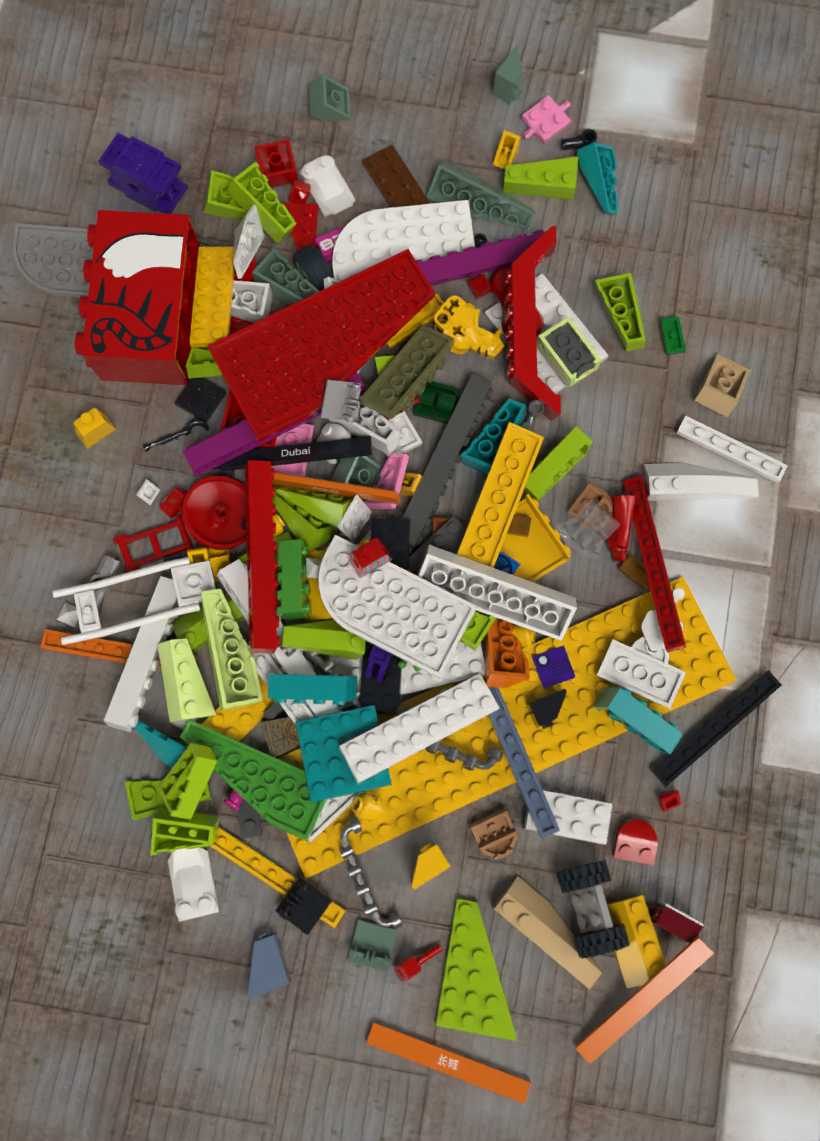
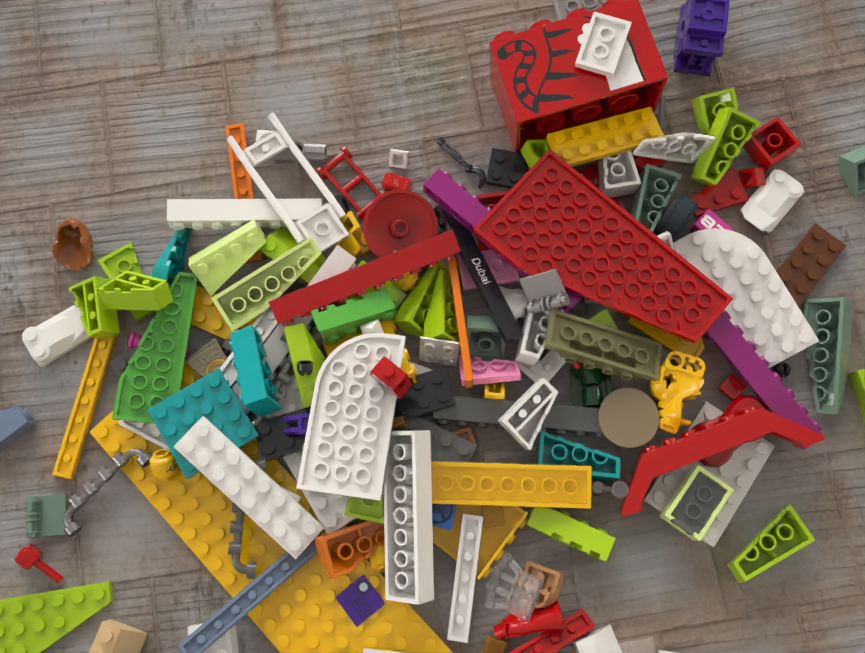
camera: 75 degrees right, 0 degrees up
(93, 427) = (439, 86): yellow torso -> none
(106, 839) = (73, 245): none -> dark orange piece
(133, 256) = (603, 44): none -> white plate
(303, 905) = (62, 438): black hinge -> none
(329, 636) = (304, 366): none -> black hinge
(428, 865) = (119, 544): yellow slope -> none
(442, 457) = (528, 413): none -> white wedge
(476, 378) = (628, 418): none -> dark tan tile
(495, 834) = (178, 597): medium nougat slope -> none
(547, 709) = (312, 608): black slope -> none
(564, 568) = (465, 578): none -> white plate
(672, 335) = (766, 610): green plate -> none

